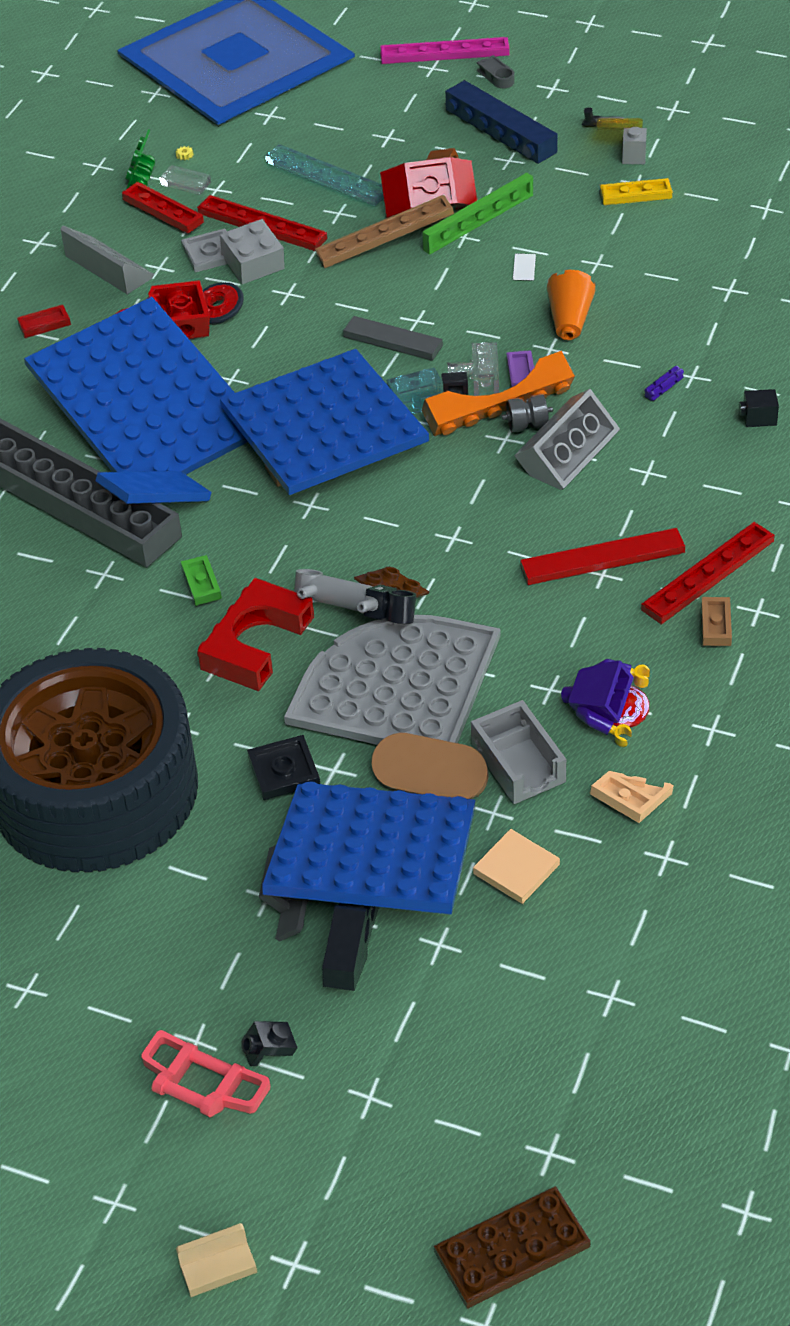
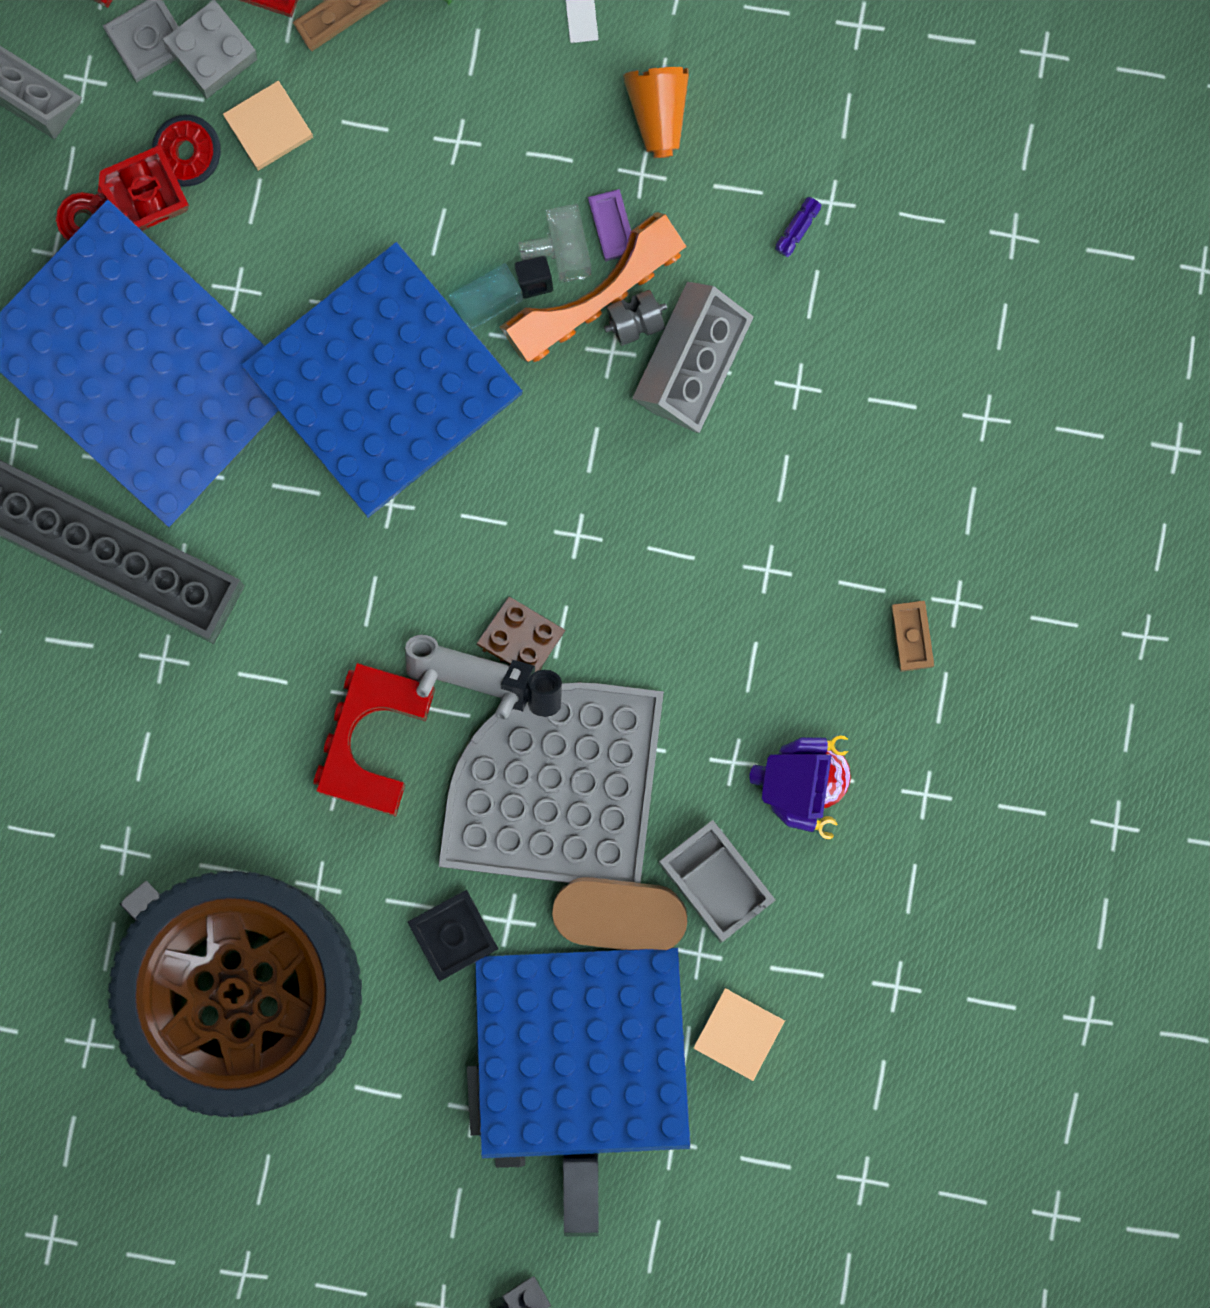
camera: 15 degrees left, 35 degrees up
(153, 487) = (195, 535): blue tile -> none
(201, 580) = (287, 660): bright green plate -> none
(281, 295) = (268, 125): none -> light nougat tile
(393, 338) = (433, 185): dark grey tile -> none
(602, 556) = (764, 544): red tile -> none
(630, 794) = (848, 913): light nougat wing -> none
(707, 573) = (892, 551): red tile -> none
(759, 408) = (924, 263): black brick -> none

